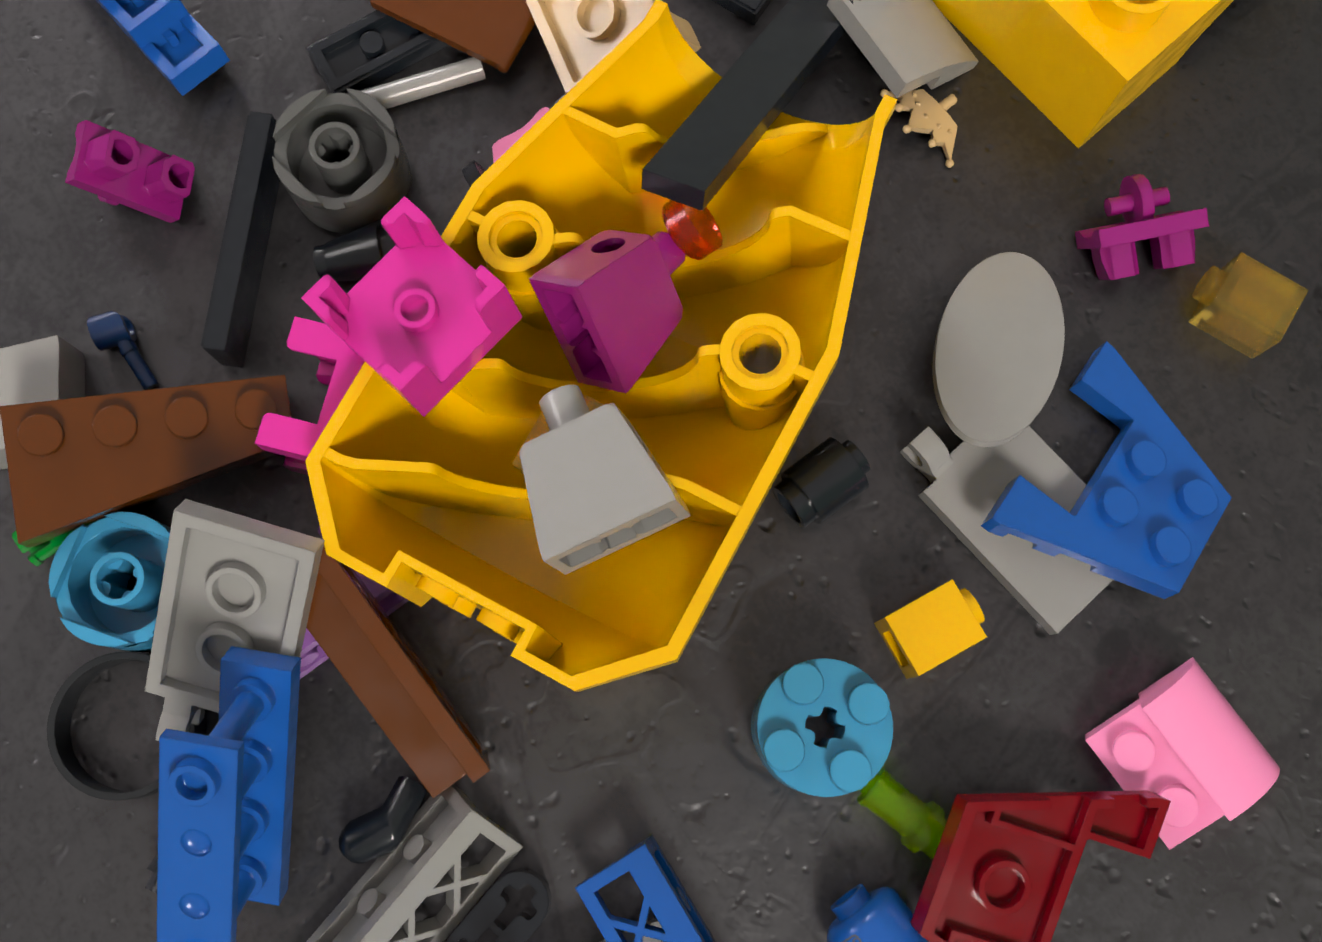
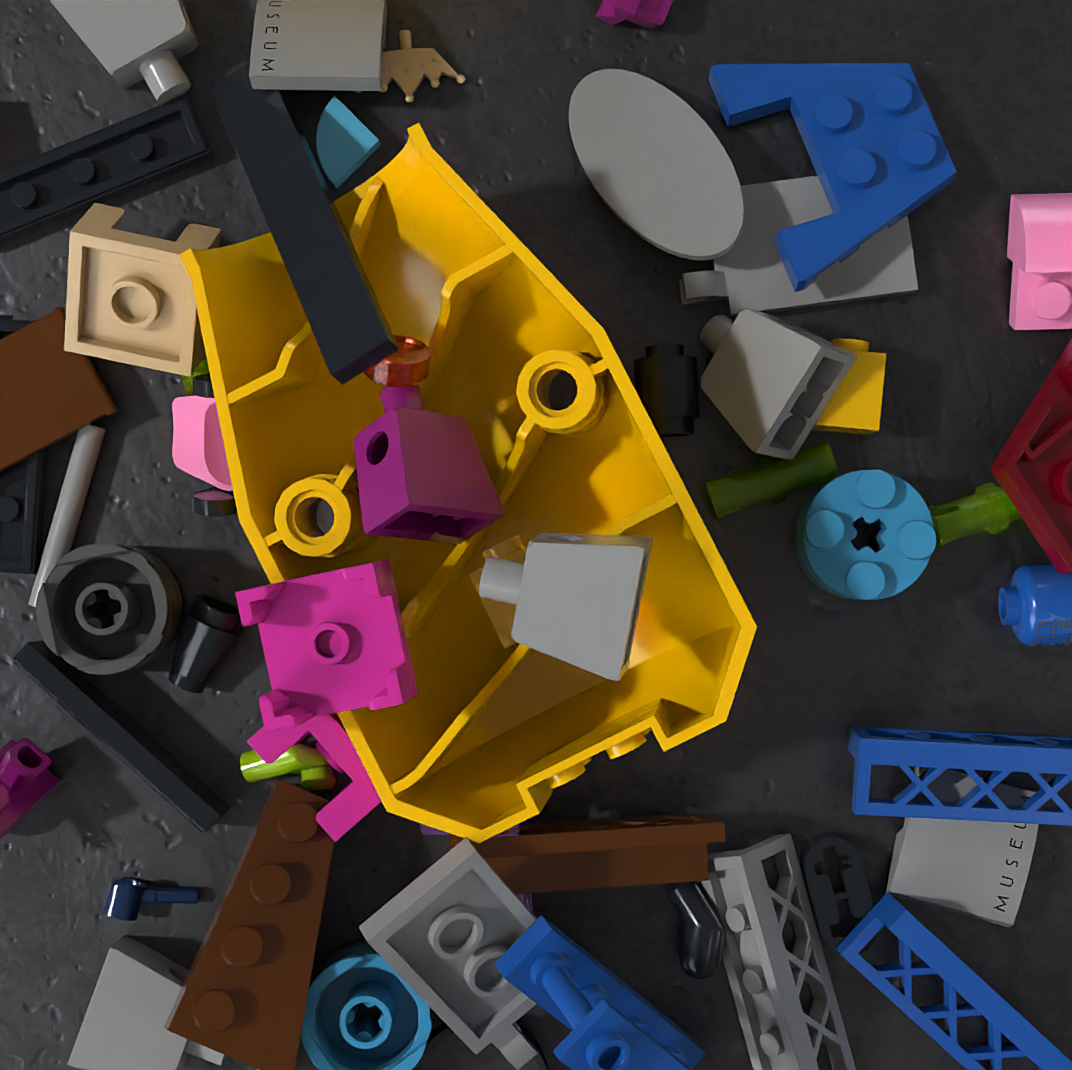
camera: 50 degrees left, 10 degrees up
(308, 377) = (298, 759): none -> lime arm
(812, 618) = (771, 479): none -> clear neon green pin
(835, 101) = (342, 142): none -> medium azure tile
(895, 556) = (770, 378): none -> light grey torso

